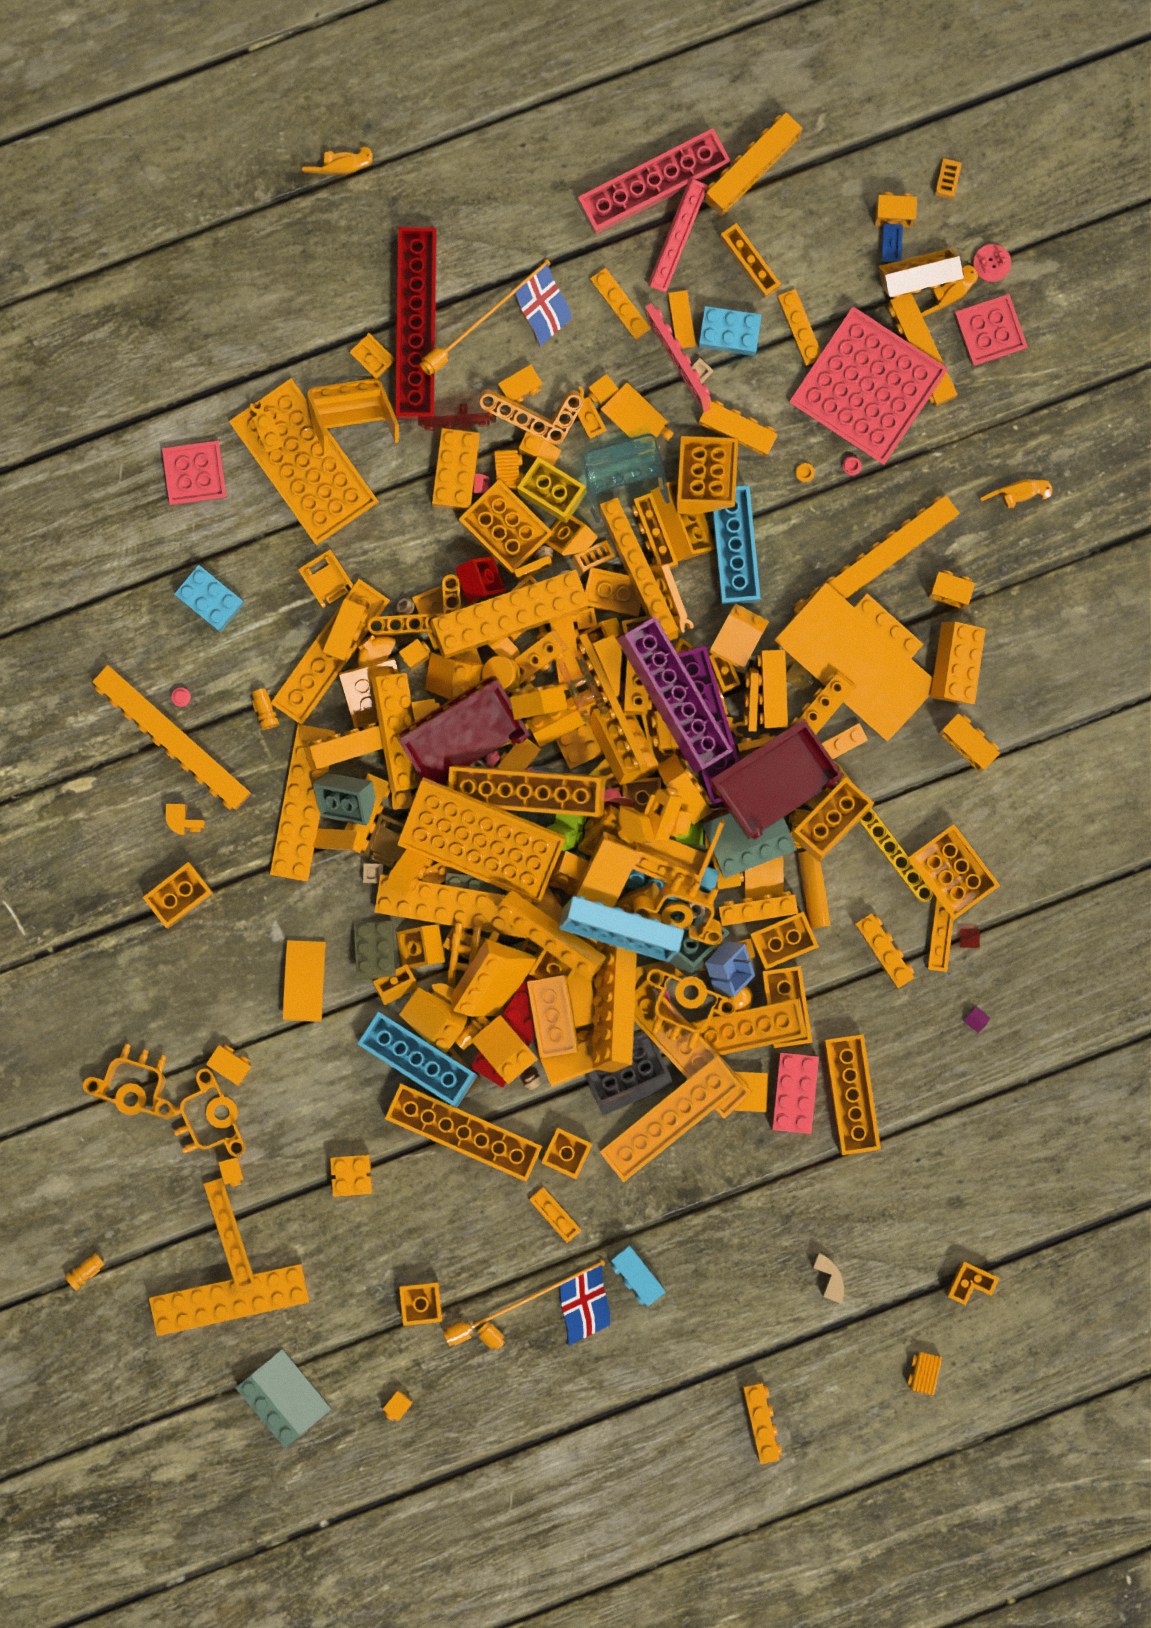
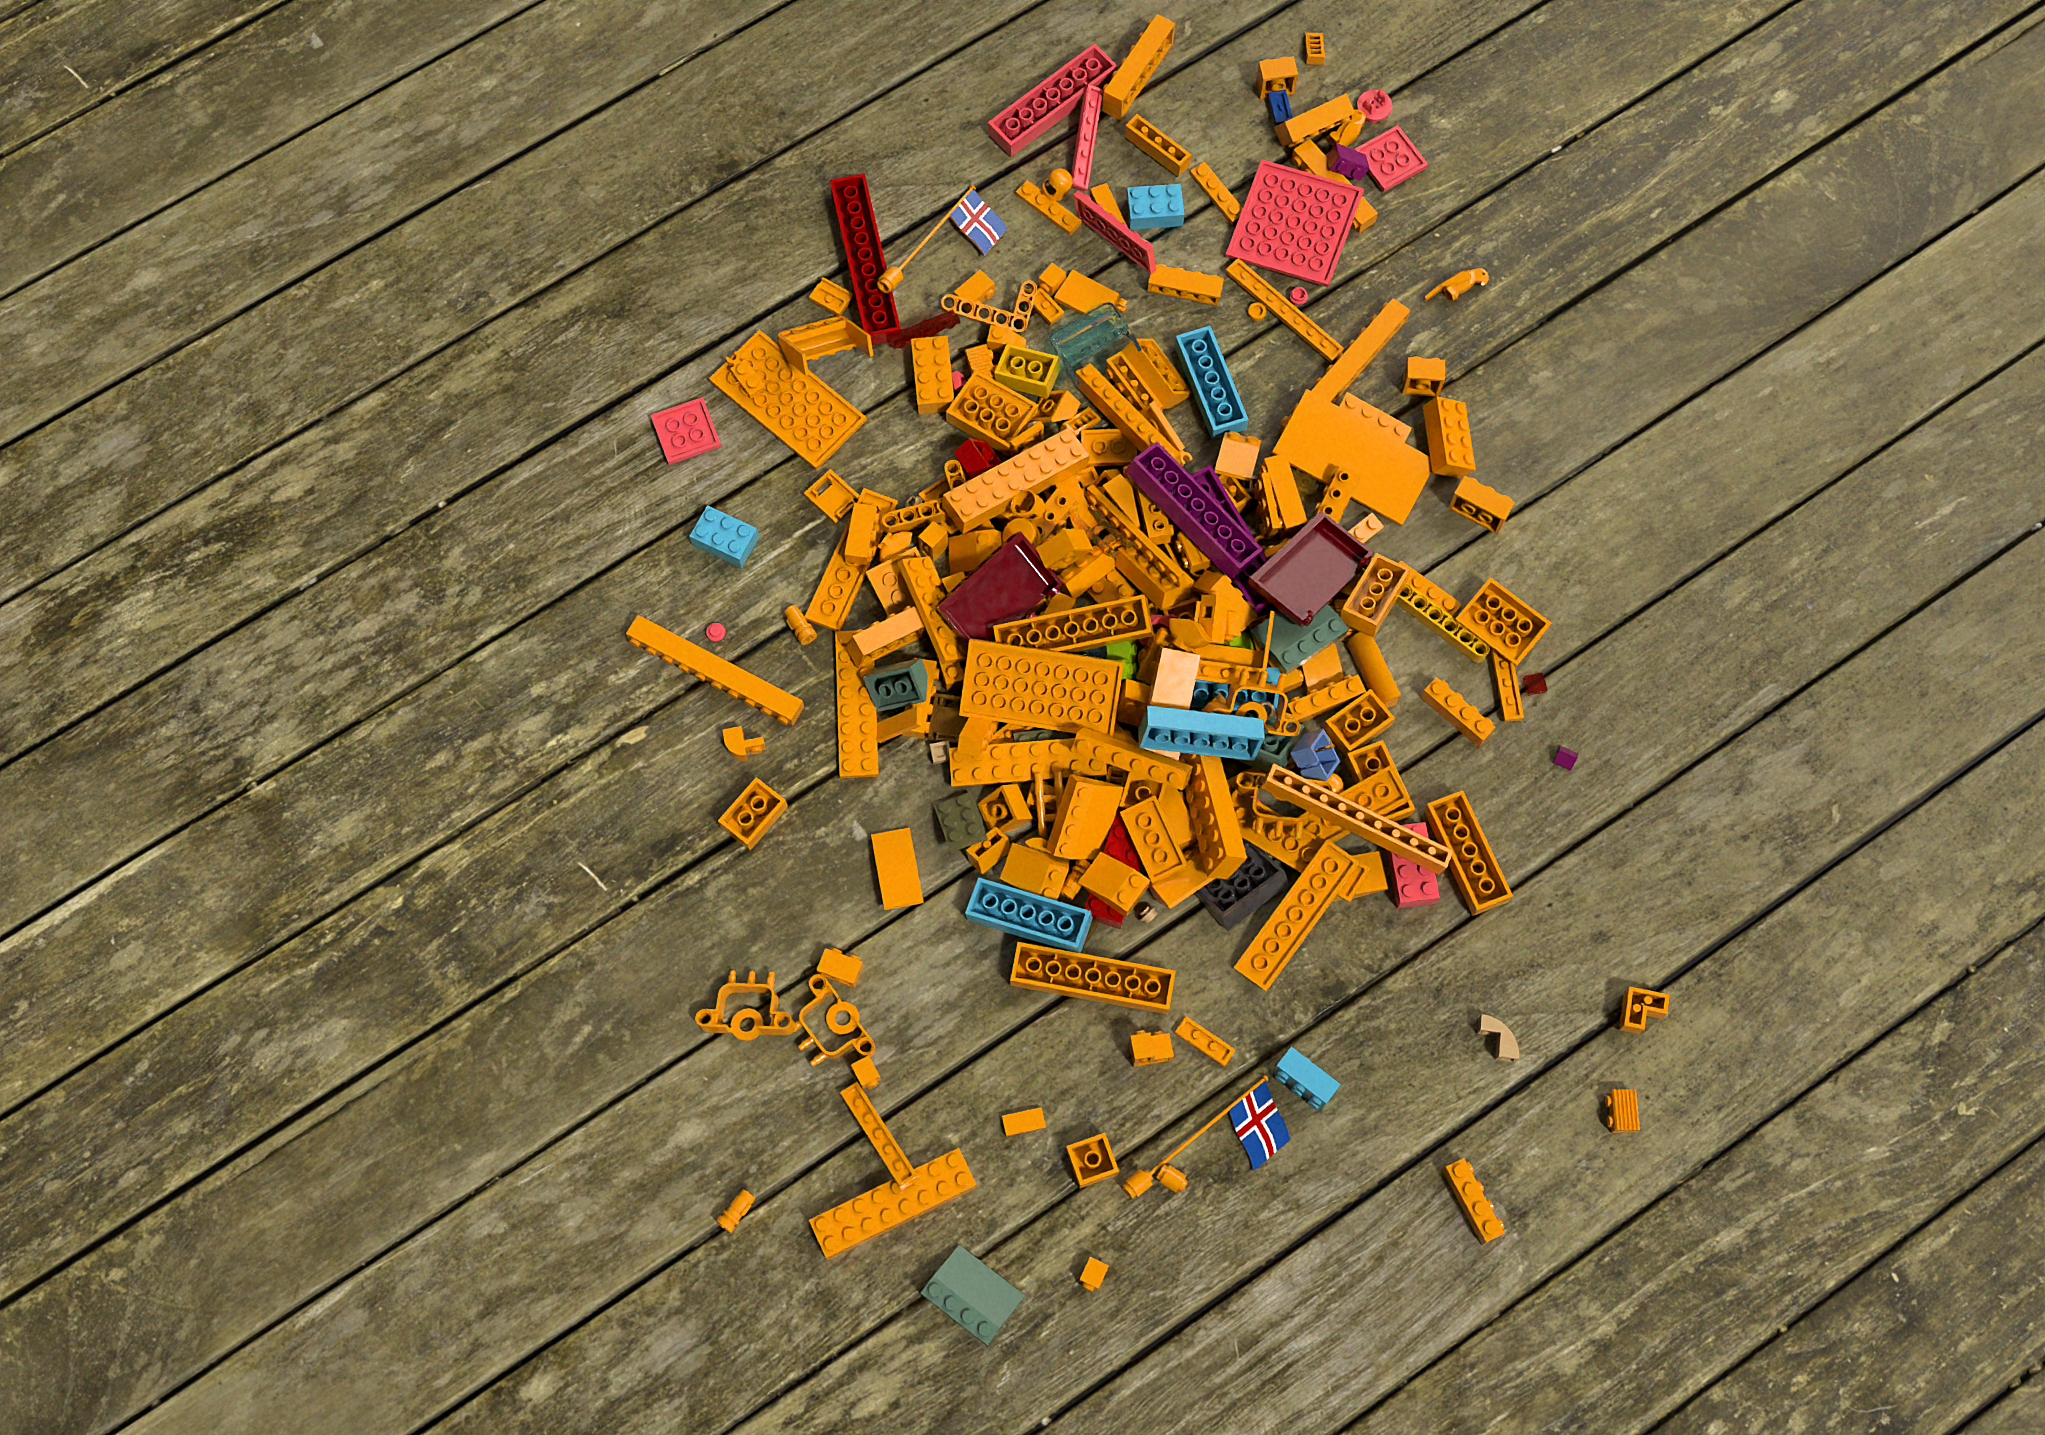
camera: 10 degrees left, 15 degrees down
(343, 162) = (765, 144): light orange animal -> none
(351, 1175) = (989, 1048): light orange piece -> none
(367, 1250) = (1023, 1121): none -> light orange tile
(501, 1212) = (1150, 1049): none -> light orange brick
(517, 646) = (1030, 505): none -> light orange helmet
(566, 1153) = (1201, 974): light orange brick -> none
(637, 281) = (1061, 181): none -> light orange helmet
(706, 474) = (1168, 323): light orange slope -> none
(748, 1046) = (1356, 819): none -> light orange brick
(832, 479) = (1284, 310): none -> light orange plate
(891, 816) = (1432, 591): none -> light orange plate
(942, 329) = (1348, 162): none -> magenta brick

